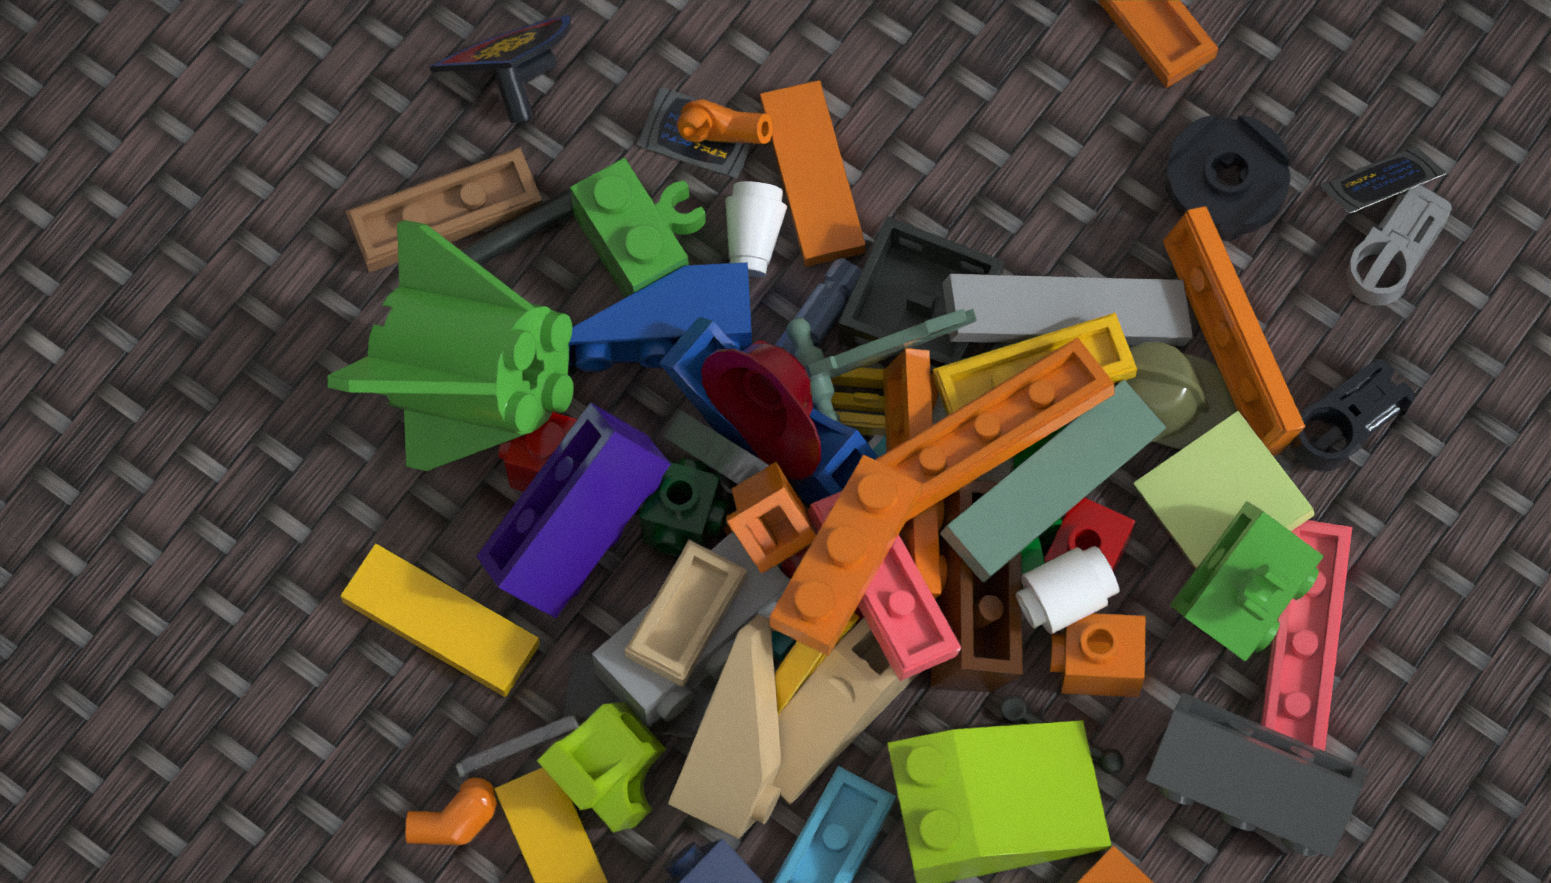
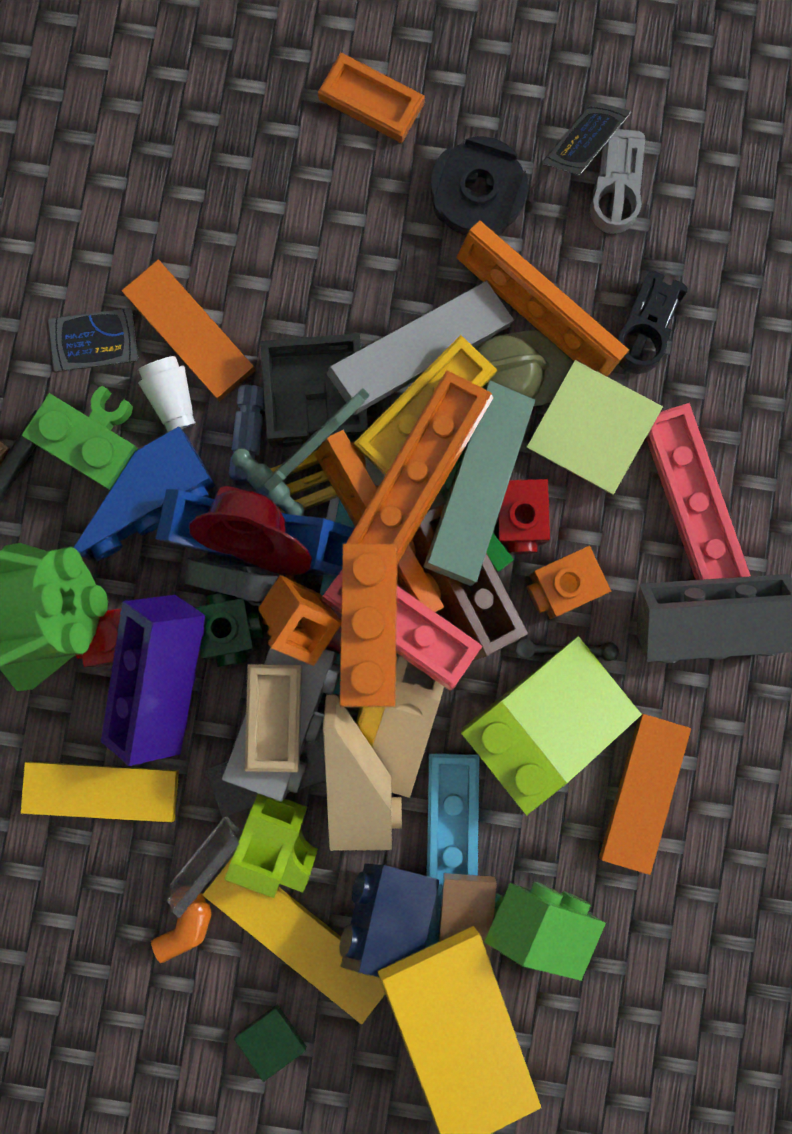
camera: 30 degrees left, 15 degrees up
(717, 123) = (101, 328): orange arm -> none
(1067, 589) = (531, 559): white brick -> none
(1248, 582) = (646, 484): bright green brick -> none

